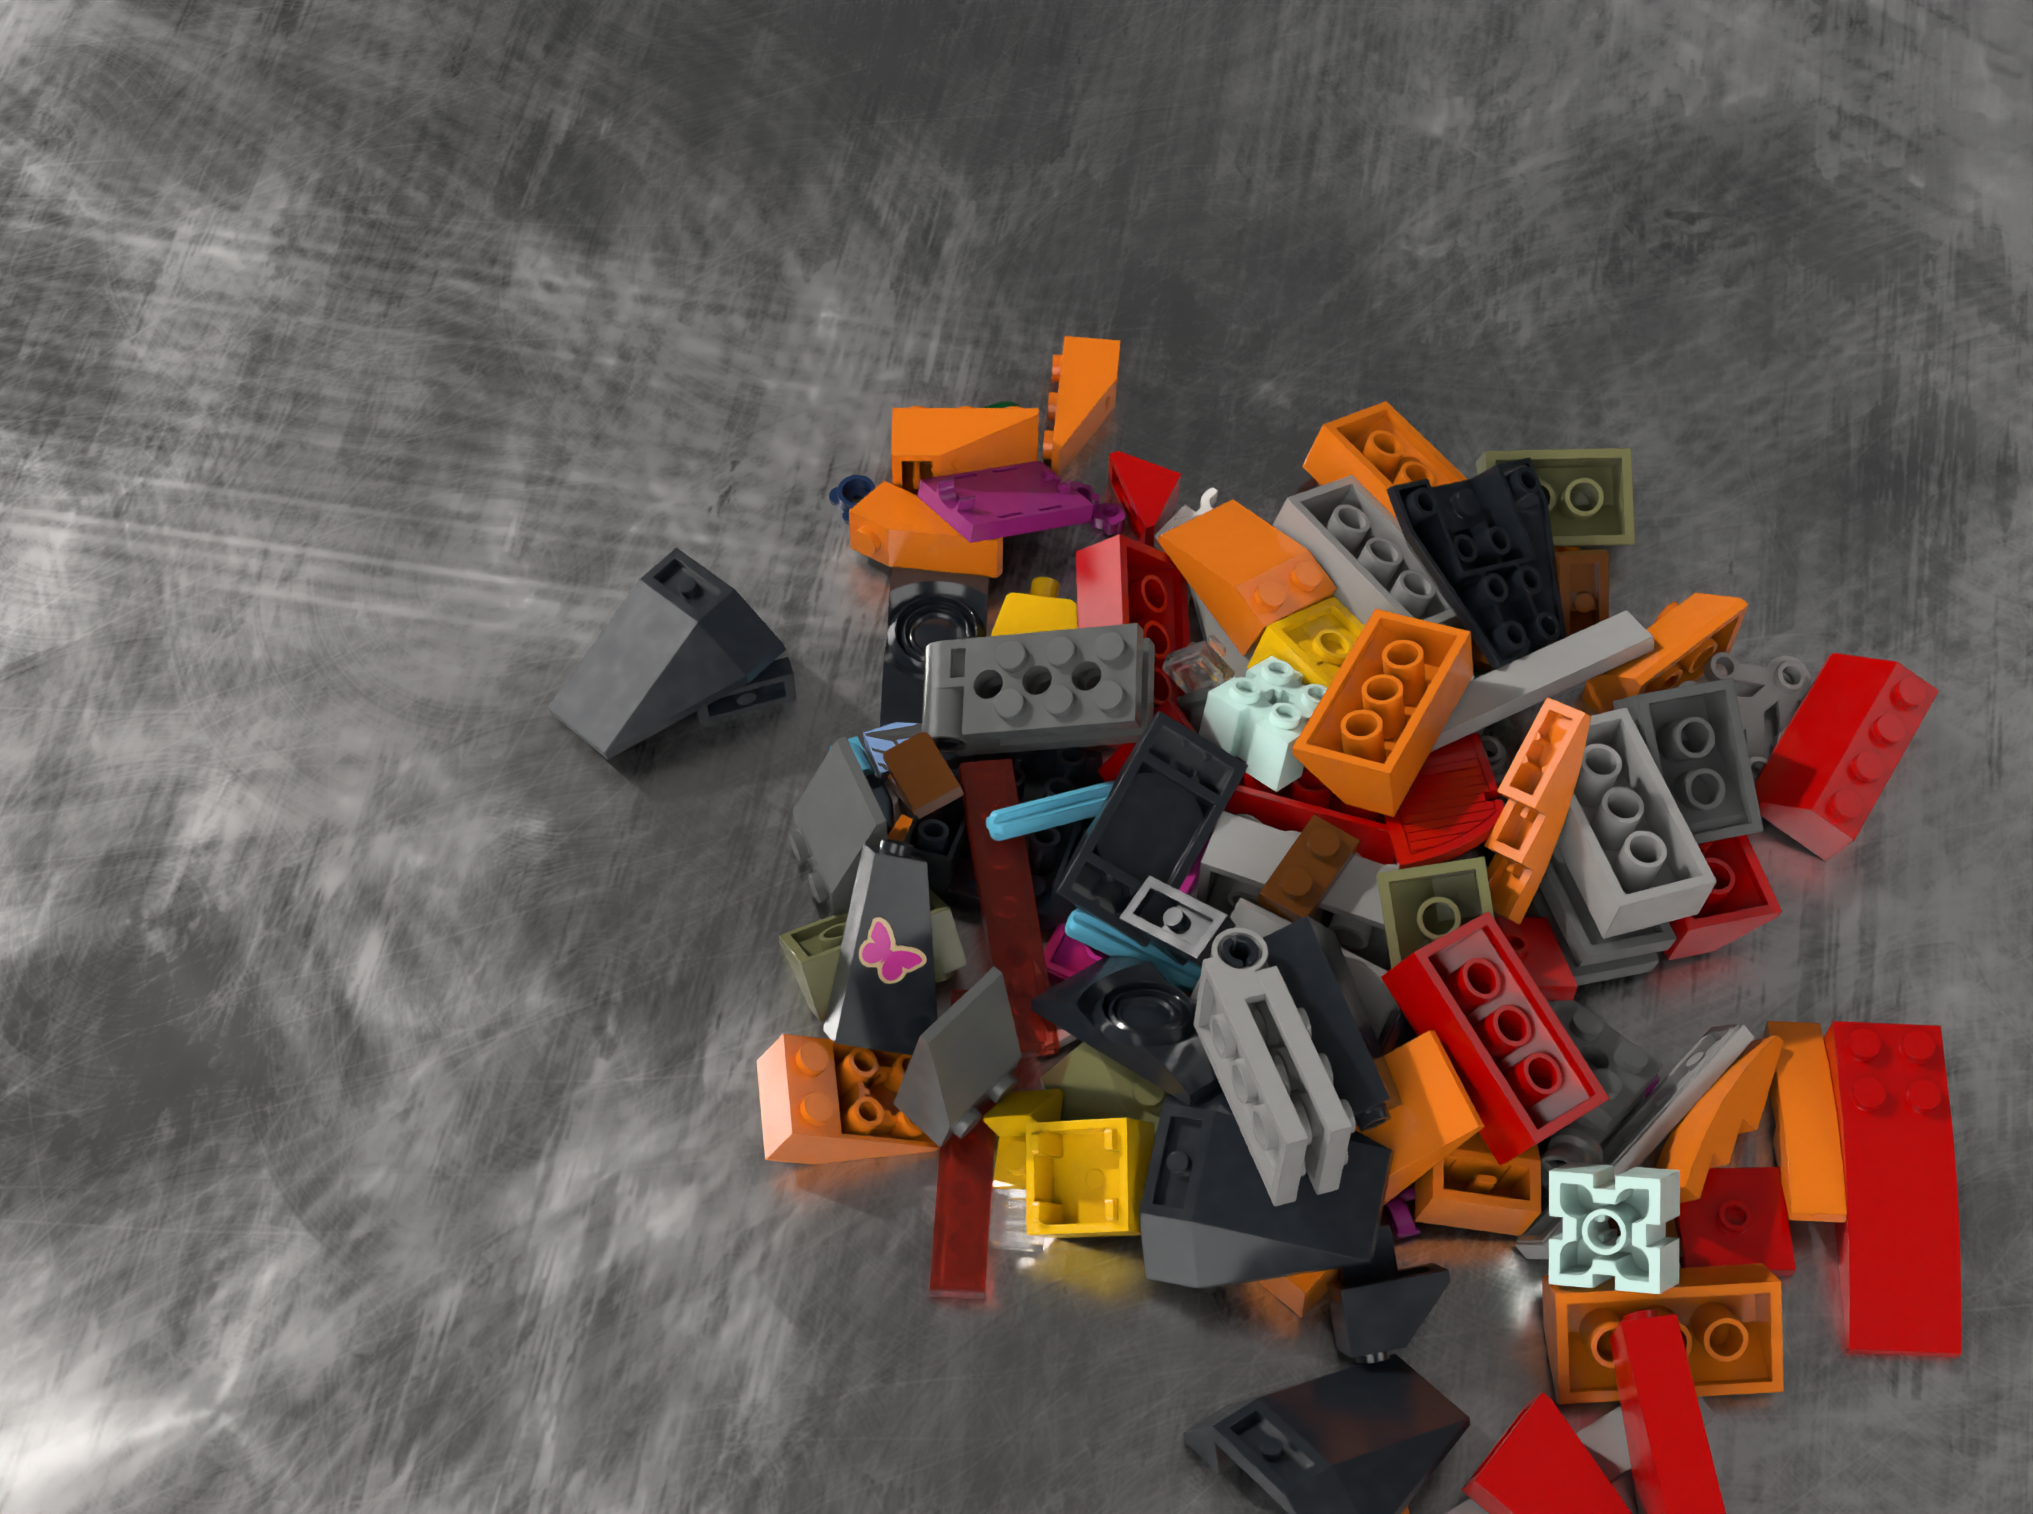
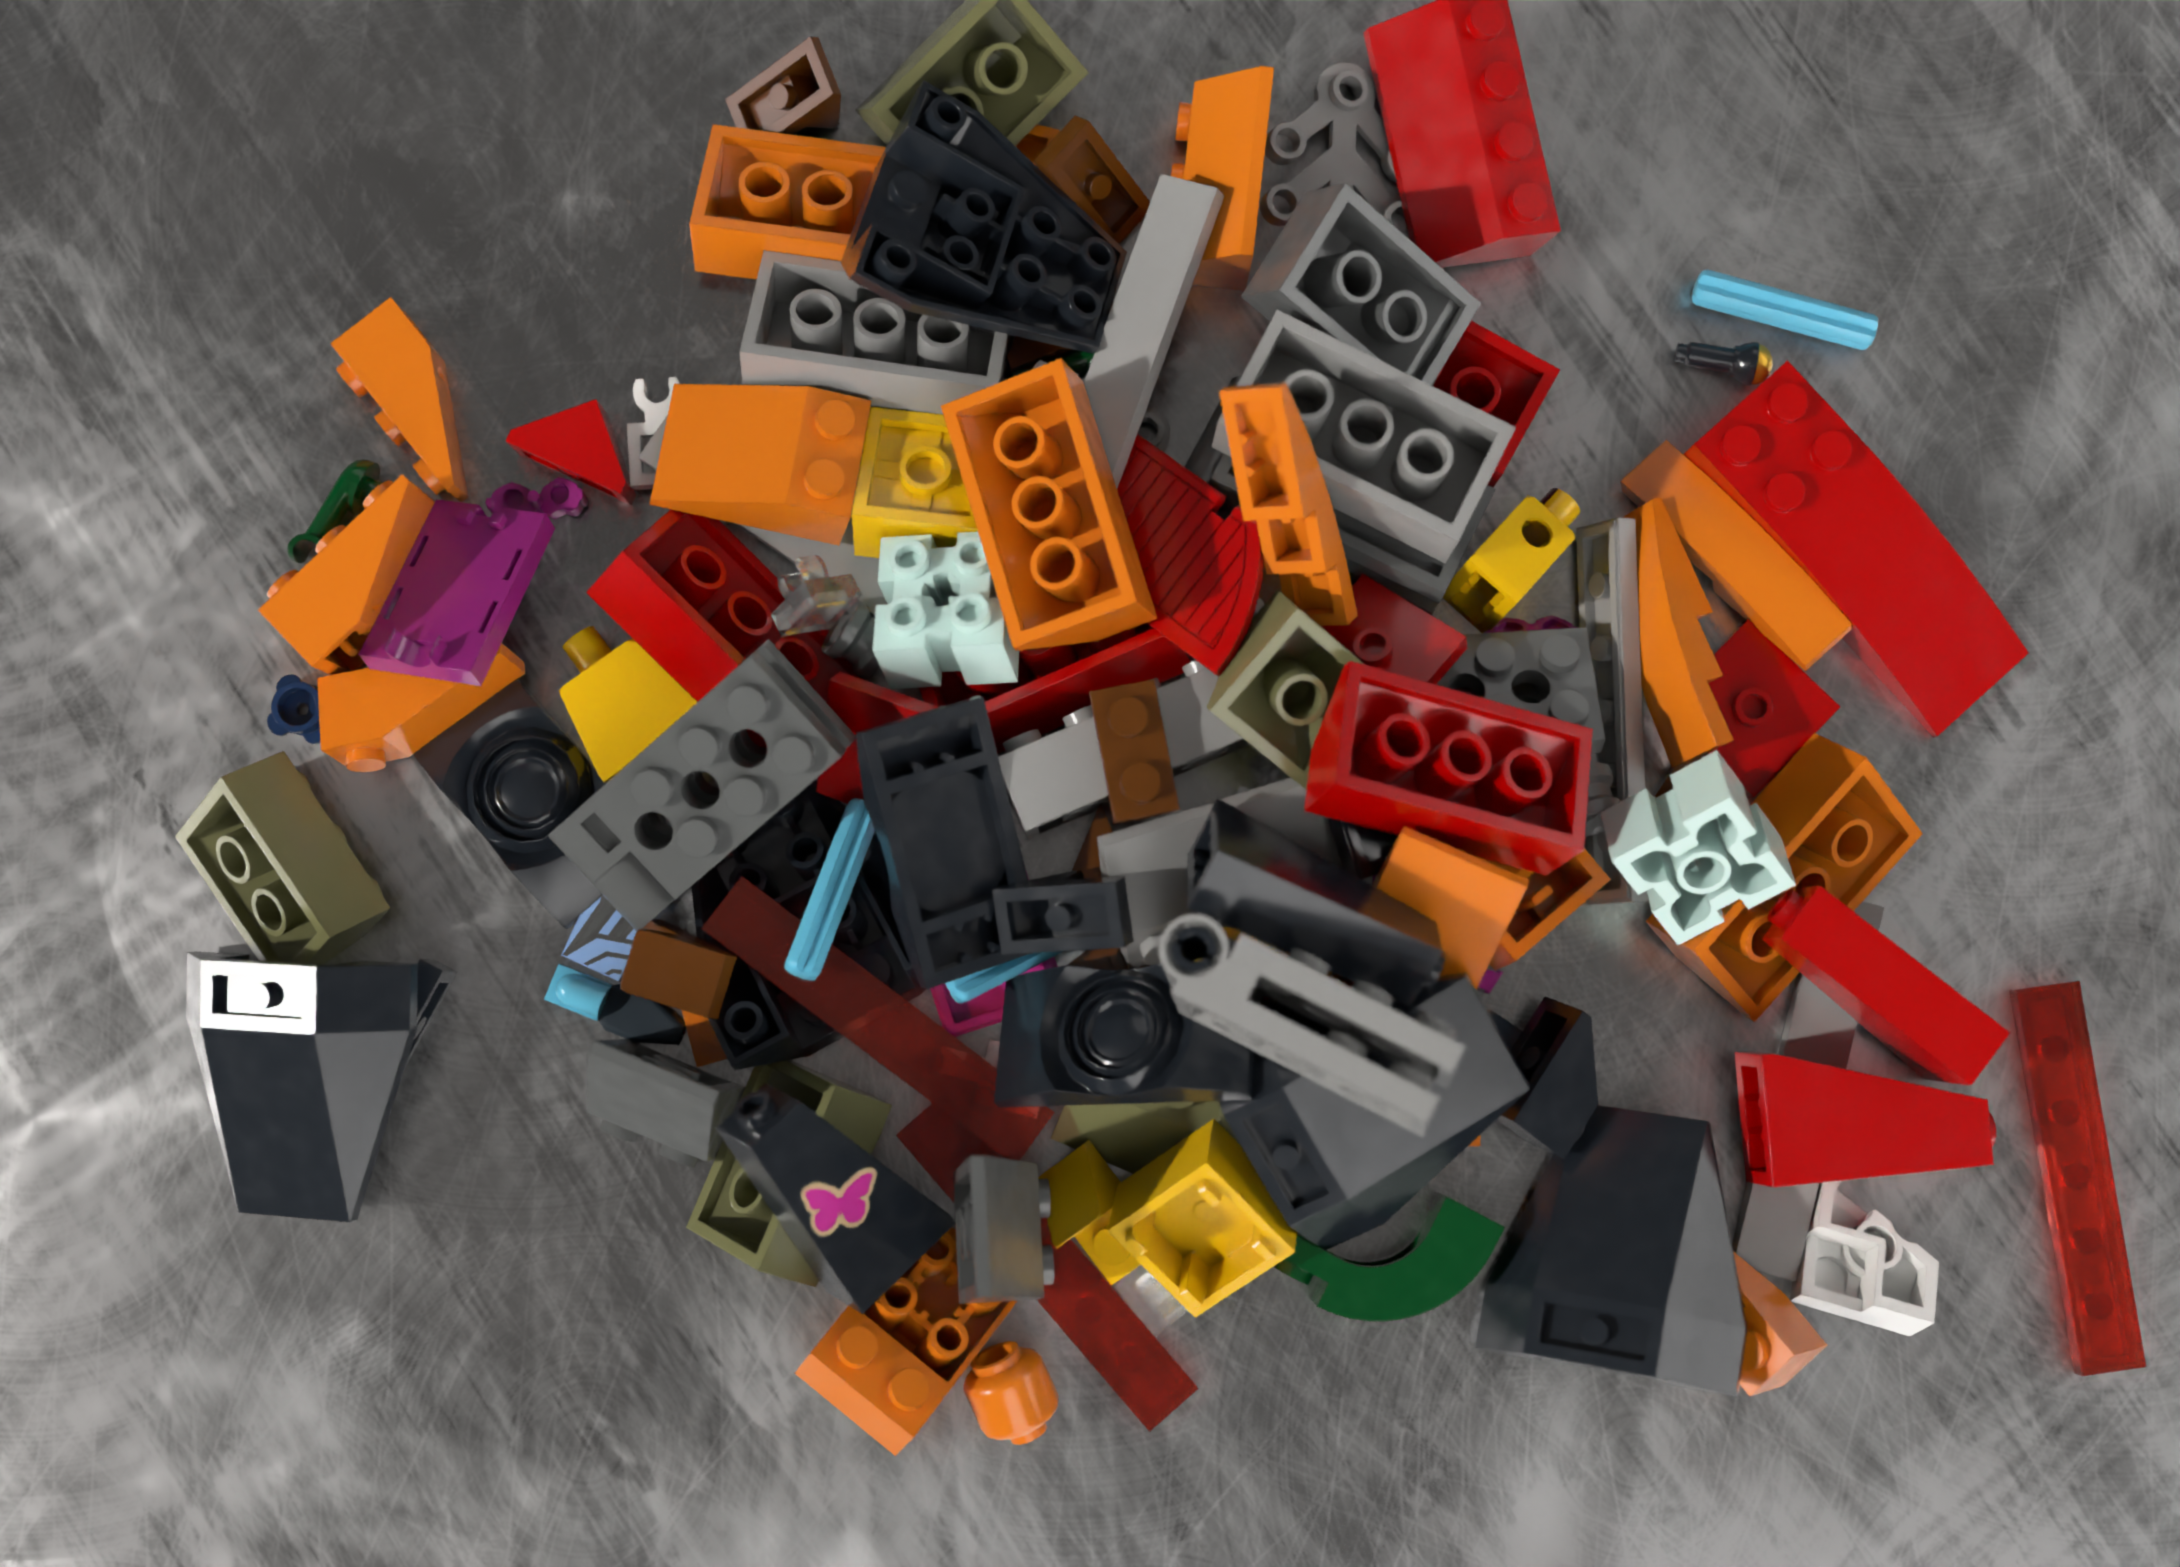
camera: 45 degrees left, 25 degrees up
(768, 548) = (281, 865): none -> olive slope
(870, 1187) = (1011, 1392): none -> orange head
(1176, 1349) = (1415, 1280): none -> dark green arch
(1448, 422) = (790, 94): none -> reddish brown slope
(1652, 994) = (1513, 558): none -> yellow torso
(1897, 1007) = (1747, 363): none -> black piece
(1971, 1018) = (1784, 309): none -> medium azure axle

